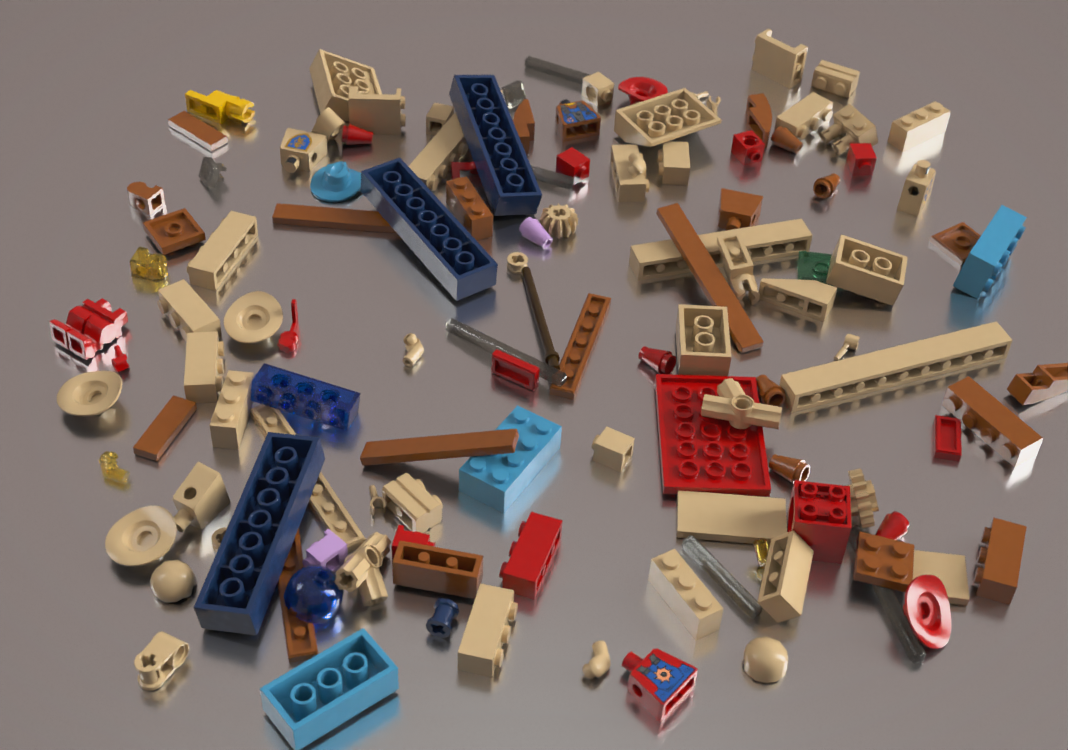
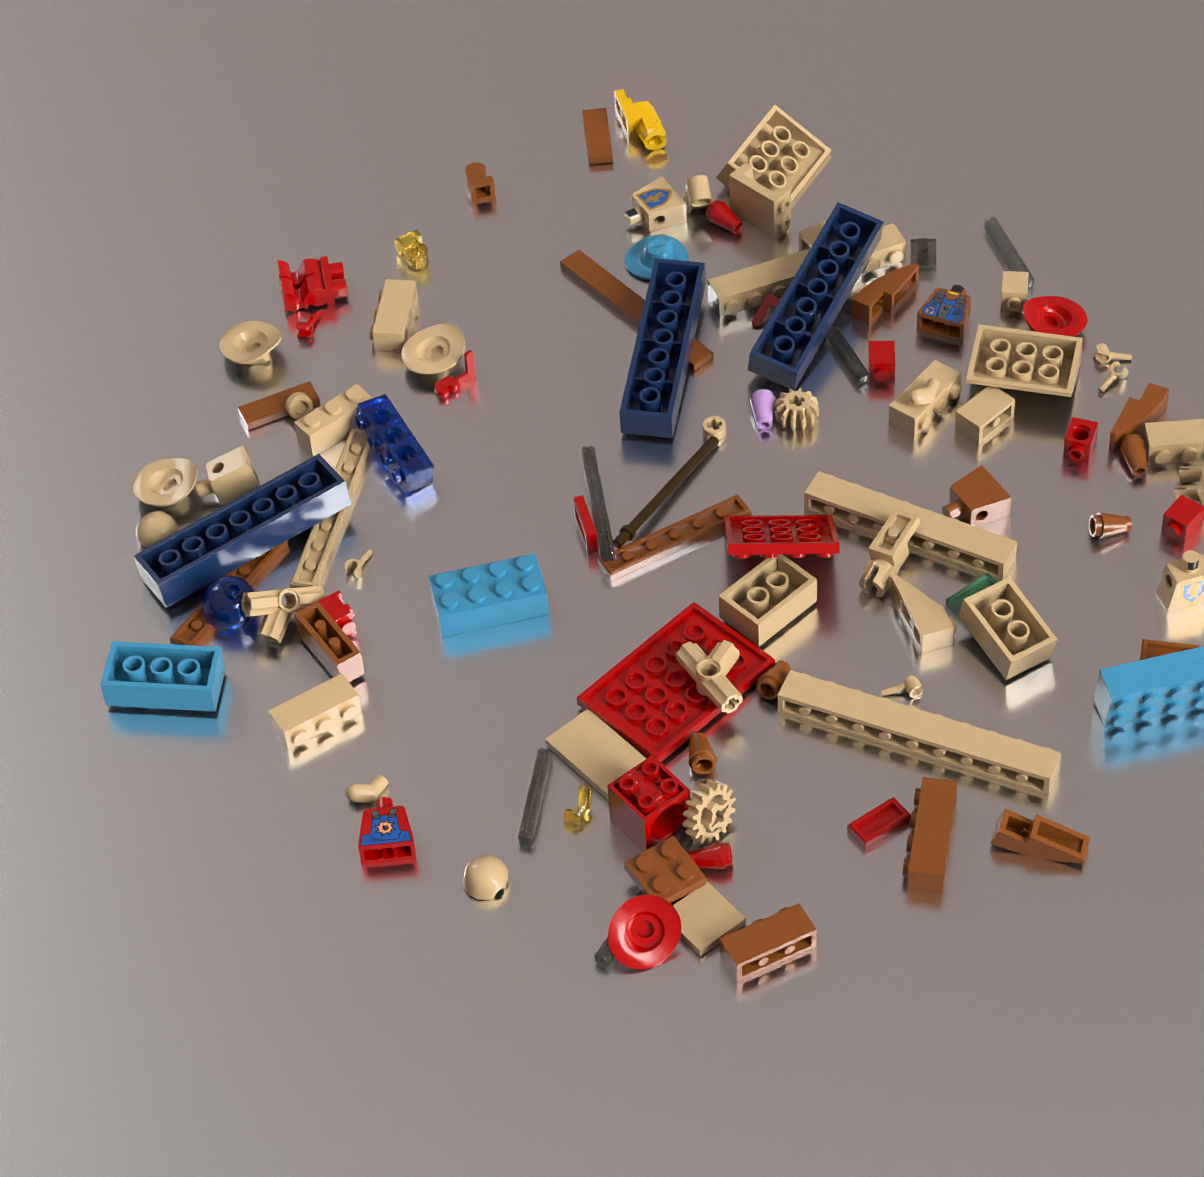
camera: 50 degrees right, 5 degrees up
(110, 470) = (205, 416): clear yellow arm -> none
(160, 660) = (90, 580): tan piece -> none
(174, 231) = (467, 229): dark orange plate -> none
(187, 416) = (298, 405): none -> tan tile
(203, 367) = (356, 365): tan brick -> none
(210, 172) = (558, 187): clear smoke tile -> none
(222, 250) = (483, 271): tan brick -> none
(327, 552) = (271, 577): lavender brick -> none
(412, 503) = (376, 582): tan brick -> none
(413, 348) = (533, 457): tan arm -> none
(440, 447) = (437, 549): dark orange tile -> none
(442, 618) = (297, 682): dark blue bush -> none
(469, 208) = (730, 350): dark orange brick -> none
(531, 555) = (413, 680): red brick -> none
(613, 449) = (578, 641): tan brick -> none
(659, 360) = (714, 587): red cone -> none
(667, 294) = (781, 535): none -> red plate
(685, 594) = (483, 787): tan brick -> none
(709, 276) = (852, 539): dark orange tile -> none
(785, 577) = (572, 828): tan brick -> none

